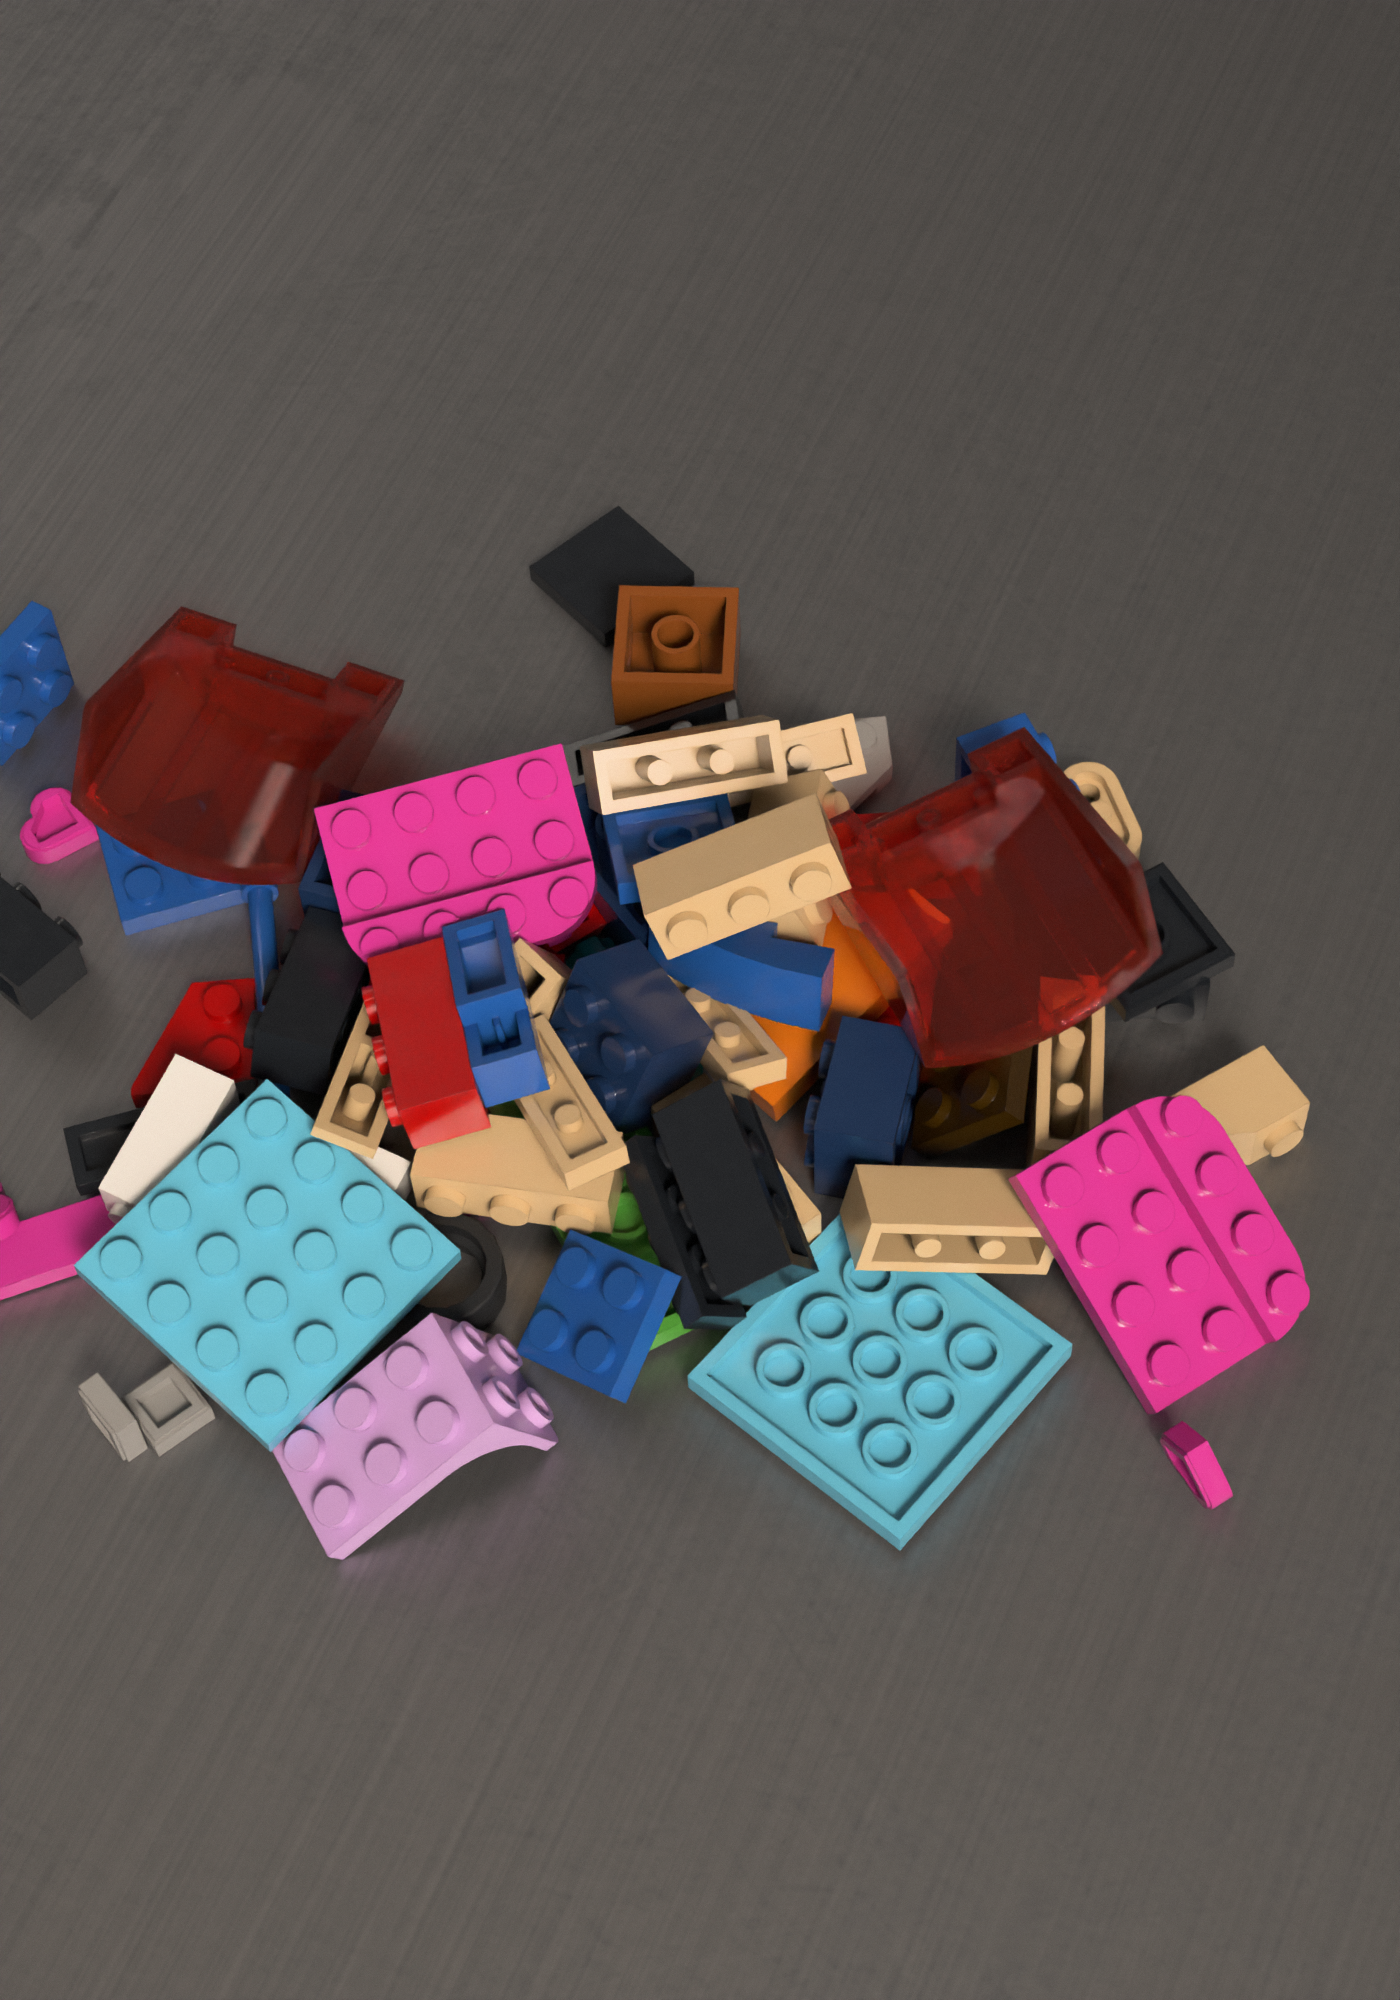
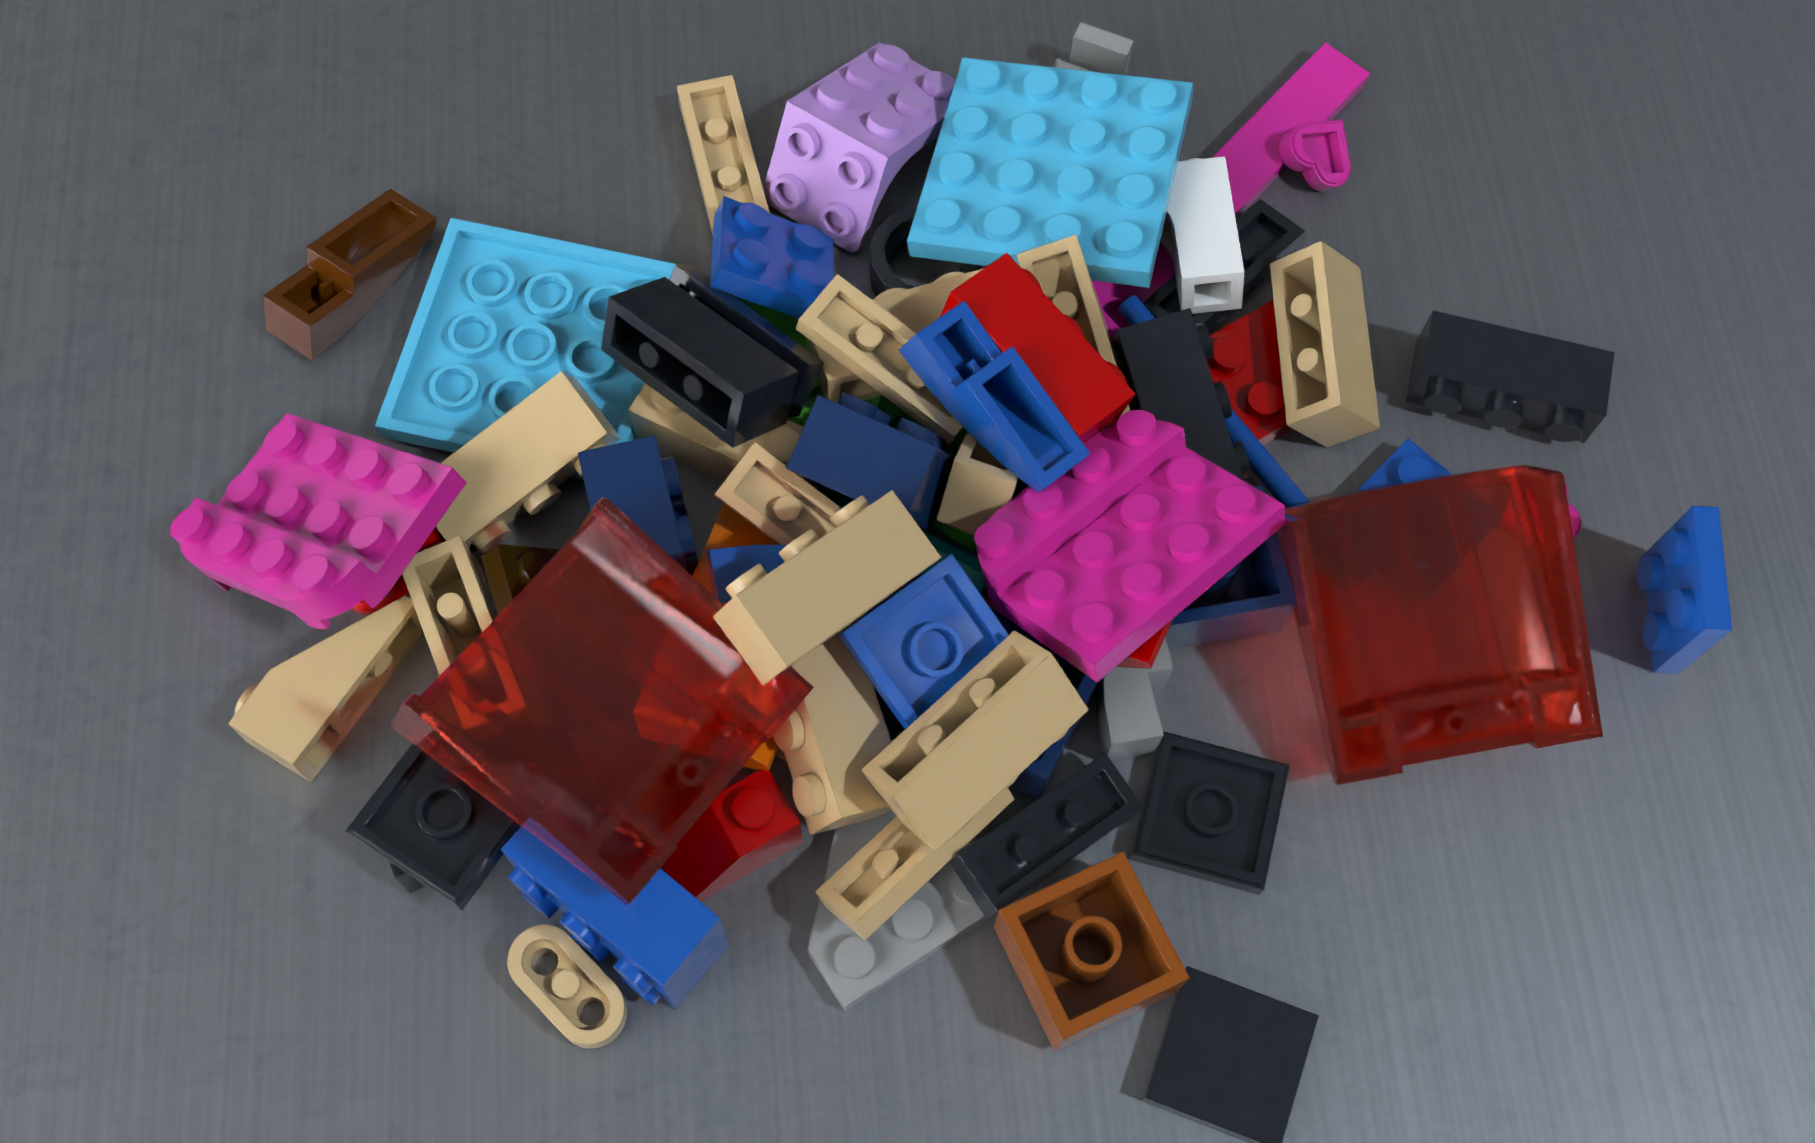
camera: 145 degrees right, 10 degrees up
(135, 1013) = (1324, 345): none -> tan brick
(505, 718) = (1210, 813): none -> black tile
(575, 1493) = (720, 143): none -> tan plate
(1030, 1538) = (346, 273): none -> reddish brown slope
(1196, 1464) = (238, 382): dark pink tile -> none

